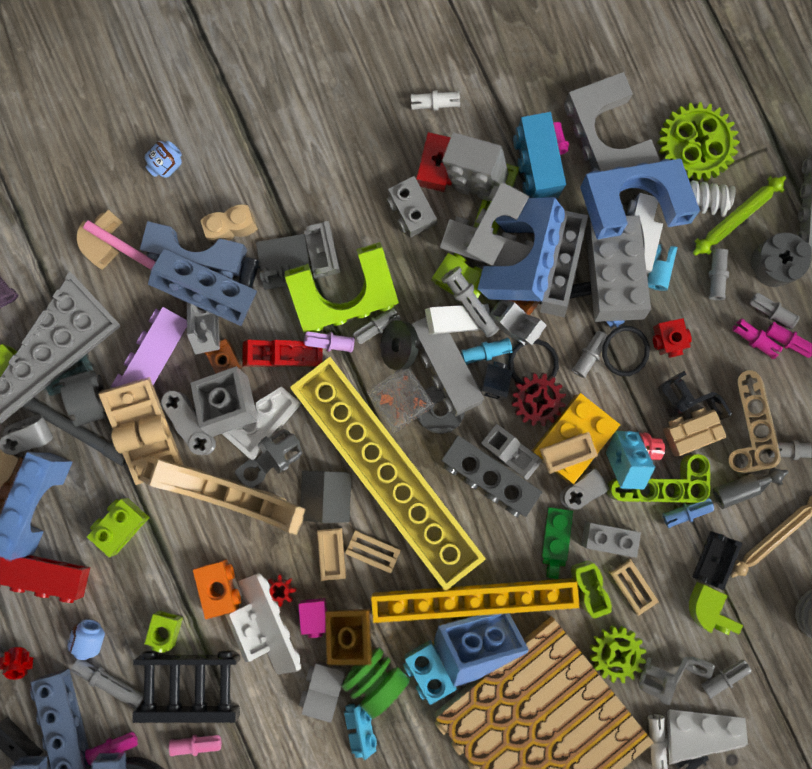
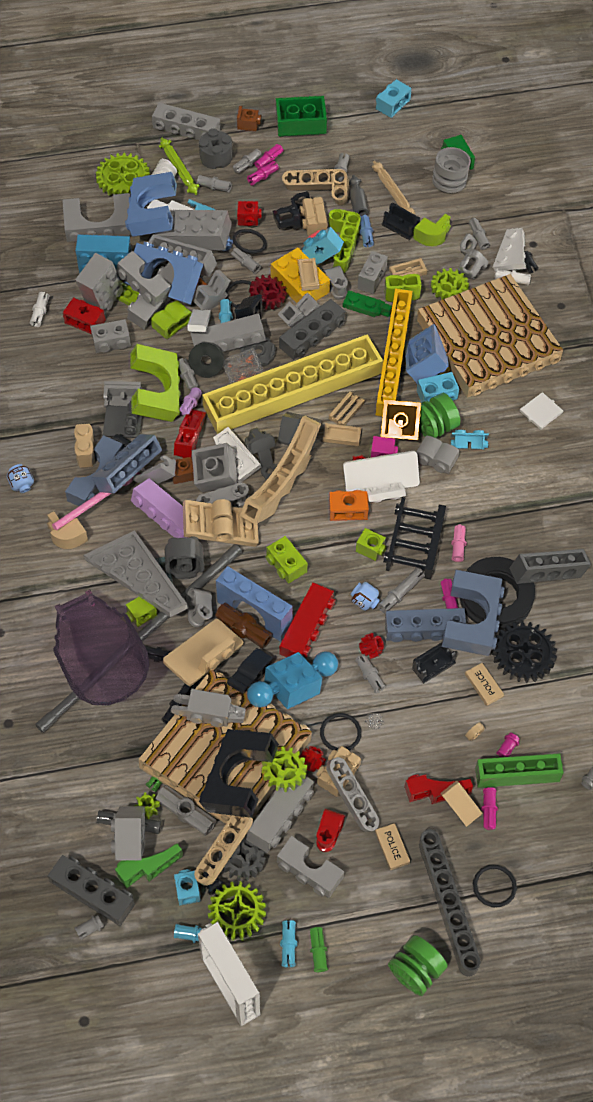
camera: 80 degrees left, 25 degrees down
(466, 290) = (182, 309): light grey pin -> none

